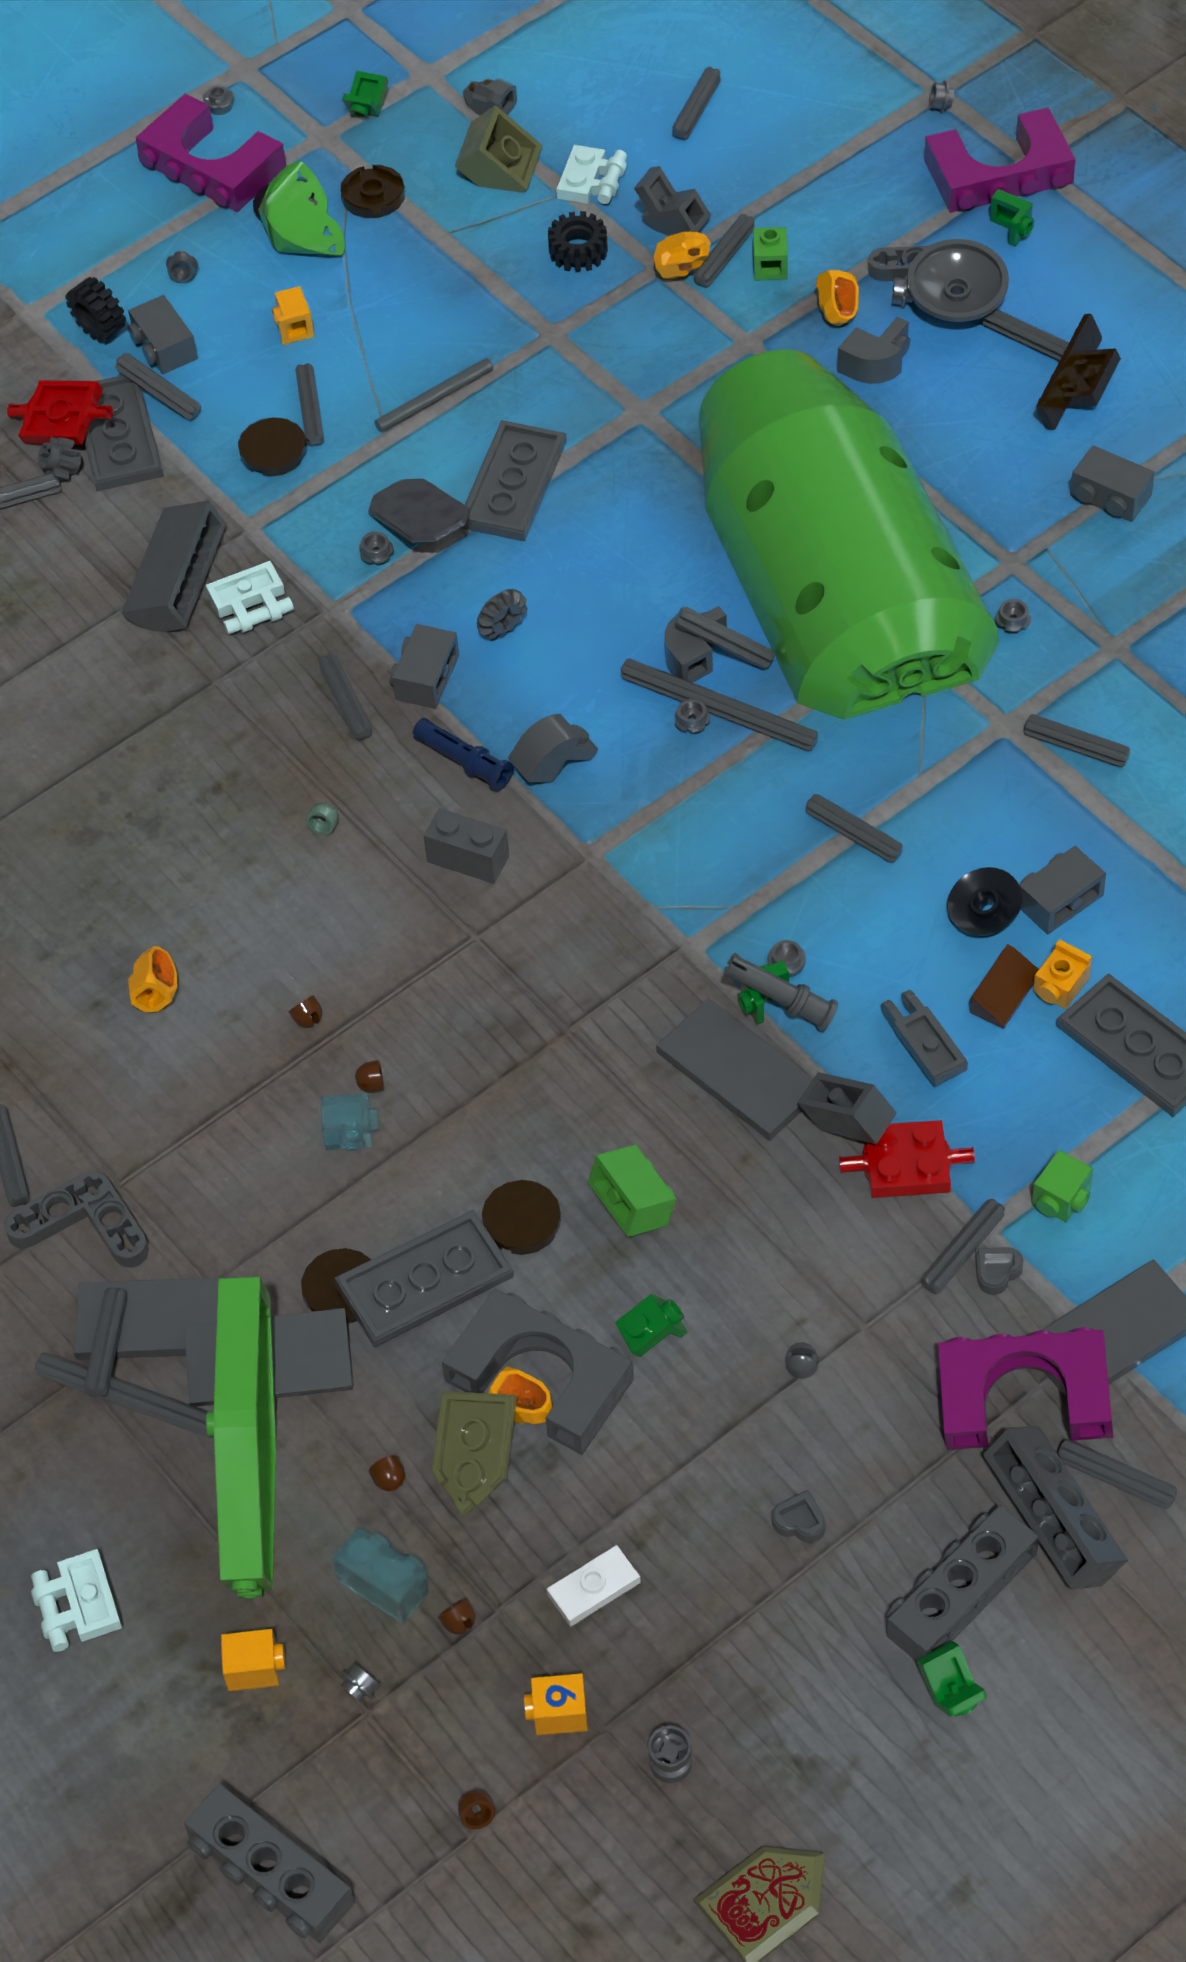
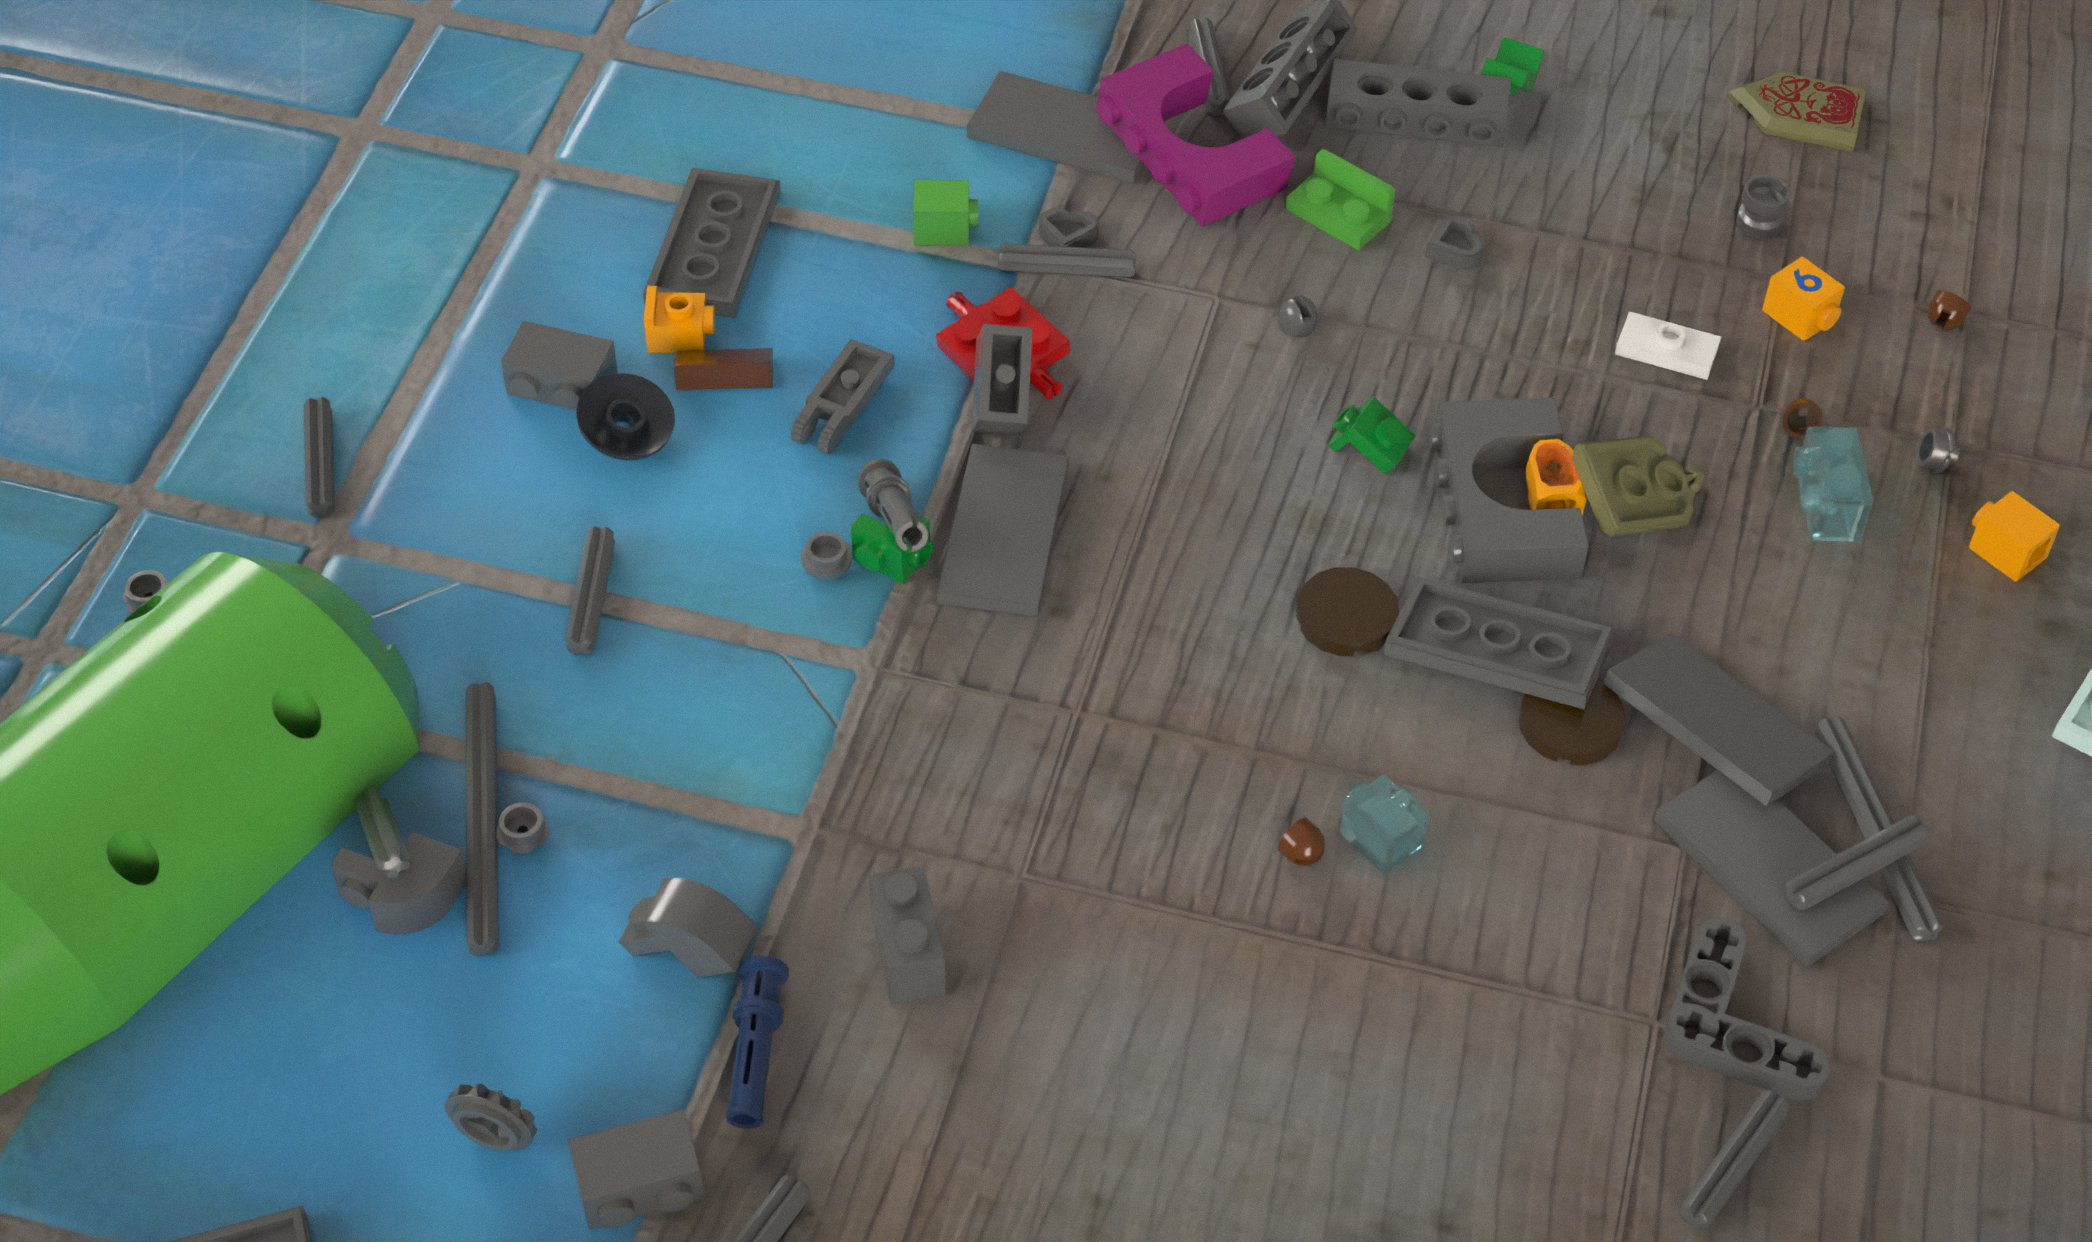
camera: 130 degrees left, 5 degrees down
(153, 980) = (1374, 1156): light orange rock -> none
(244, 1436) = (1846, 609): bright green container -> none
(307, 1012) = (1260, 968): reddish brown hinge -> none
(317, 824) = (971, 1139): sand green hinge -> none
(387, 1473) = (1727, 550): reddish brown hinge -> none
(631, 1190) = (1245, 513): bright green brick -> none
(894, 1463) = (1343, 200): none -> bright green bracket

